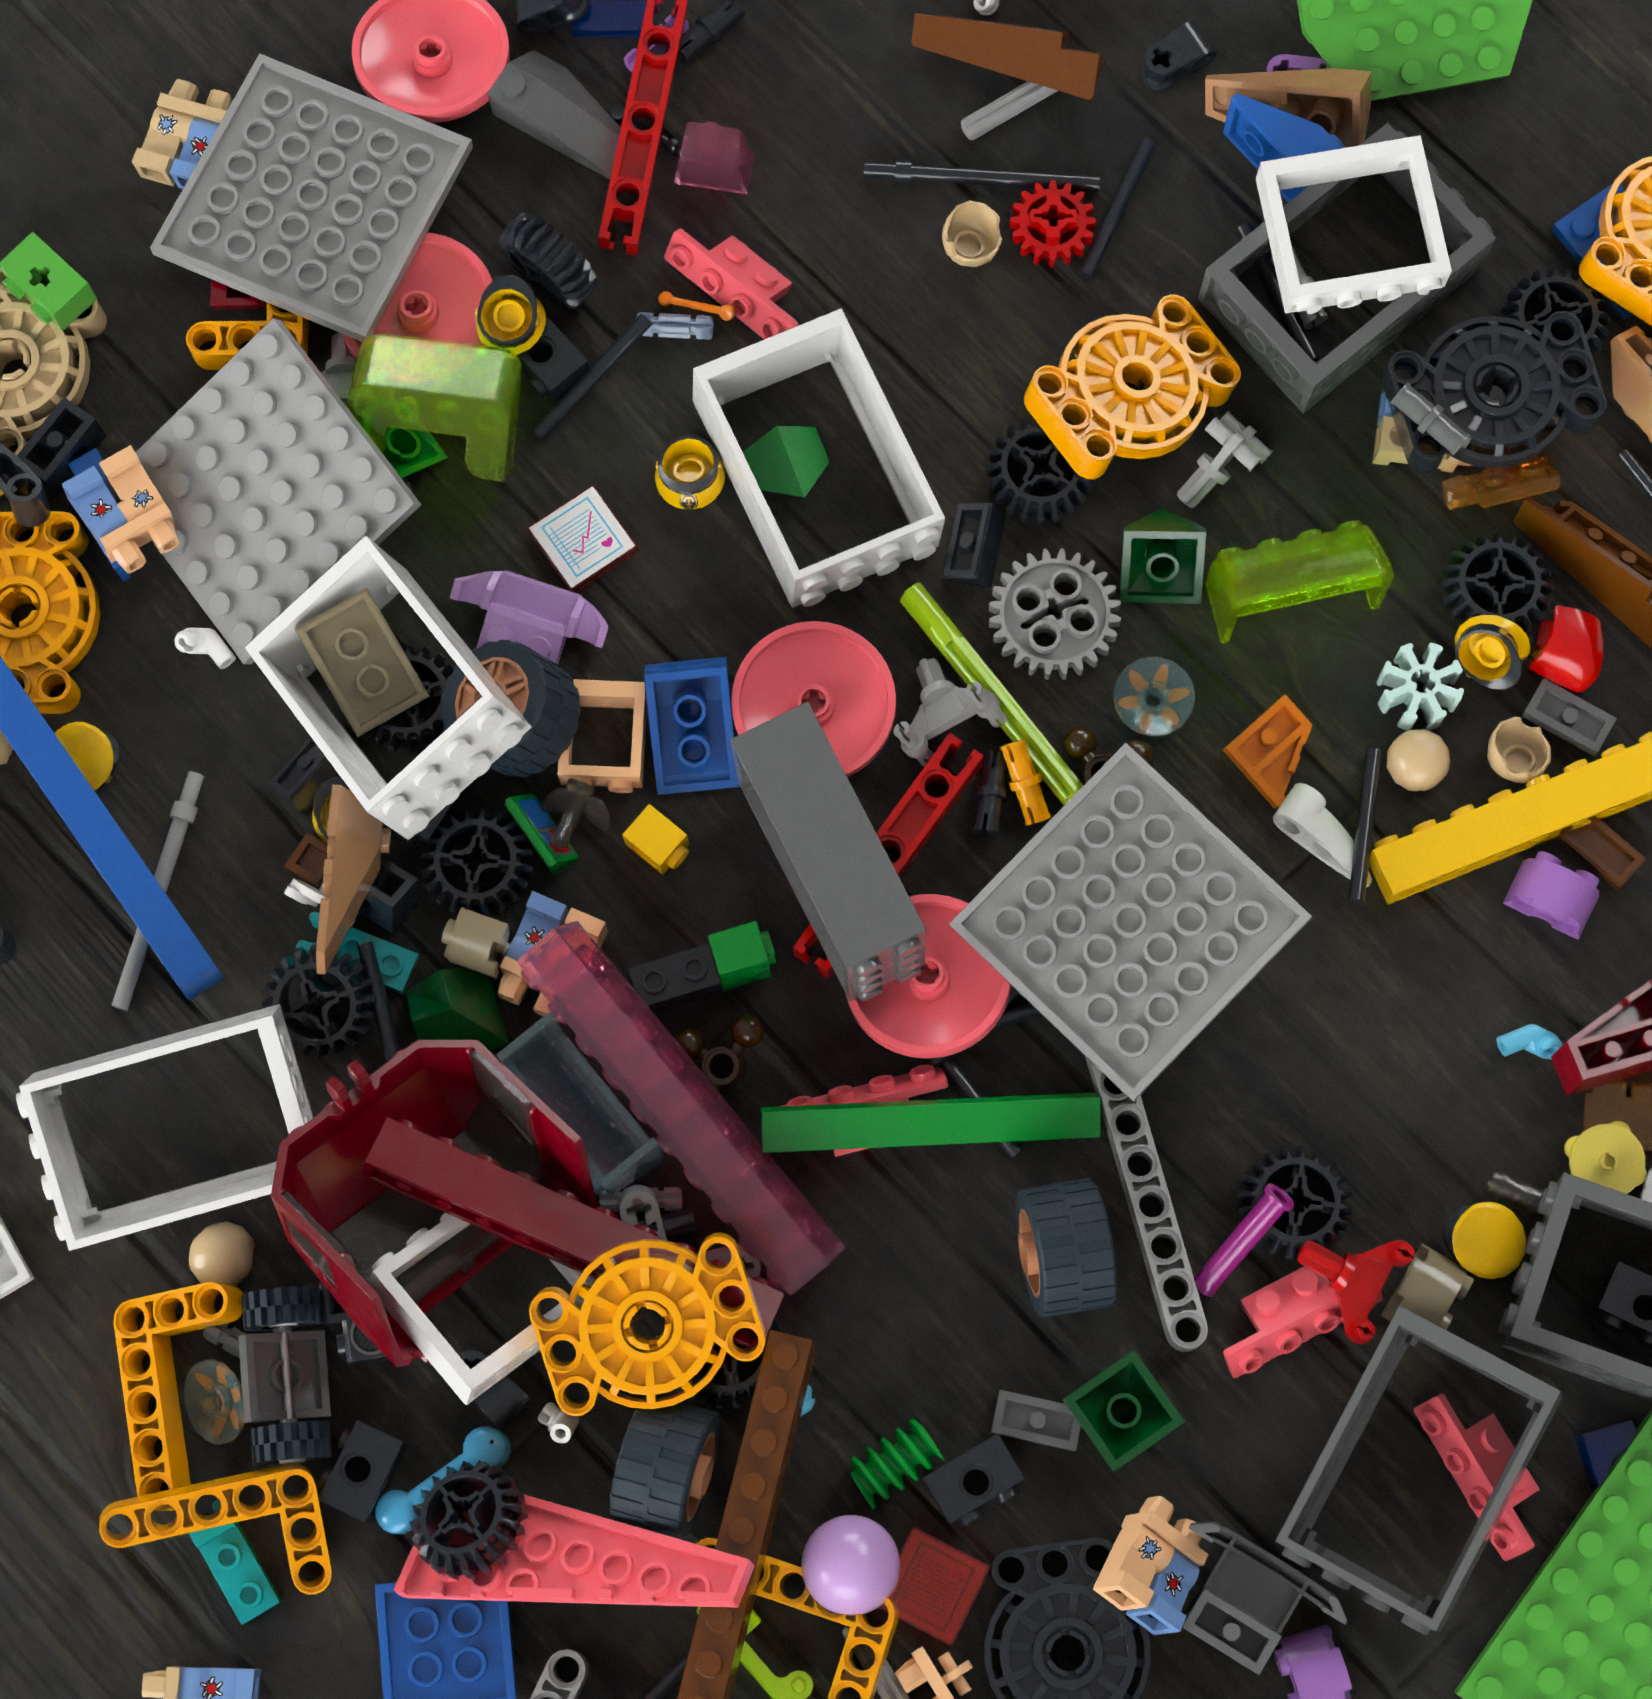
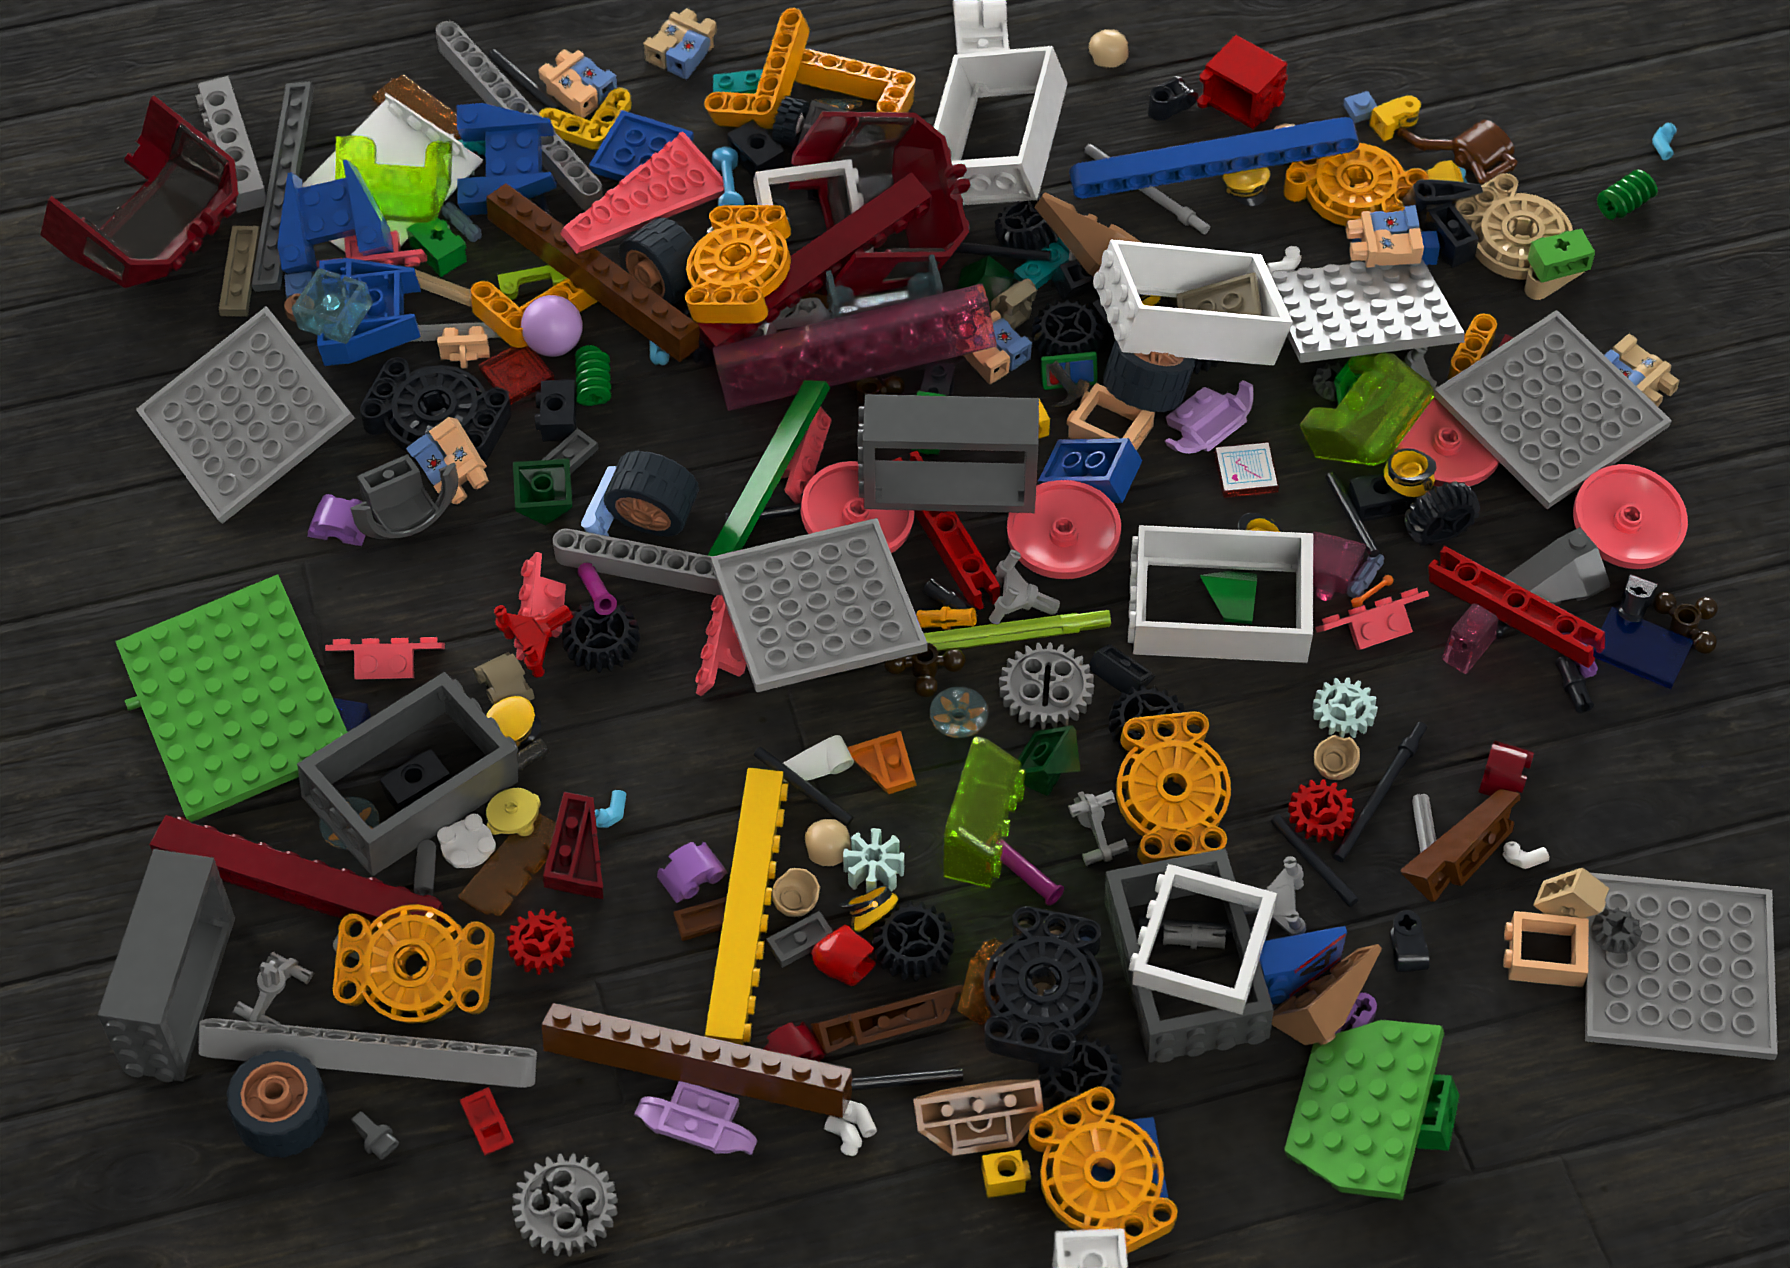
camera: 115 degrees right, 20 degrees down
(444, 1531) = (694, 168): black gear -> none
(673, 356) = (1335, 563): none -> clear pink torso
(872, 53) = (1505, 769): none -> dark red cylinder
(891, 243) = (1345, 706): none -> light aqua gear
(1123, 1314) = (597, 517): none -> light blue plate
(1205, 211) = (1285, 907): none -> light grey axle
(1229, 1040) = (721, 648): none -> coral bracket
(1297, 1531) = (389, 543): dark grey door -> none
(1329, 492) = (1030, 874): none -> magenta pin
(1430, 418) = (1039, 917): dark grey pin -> none

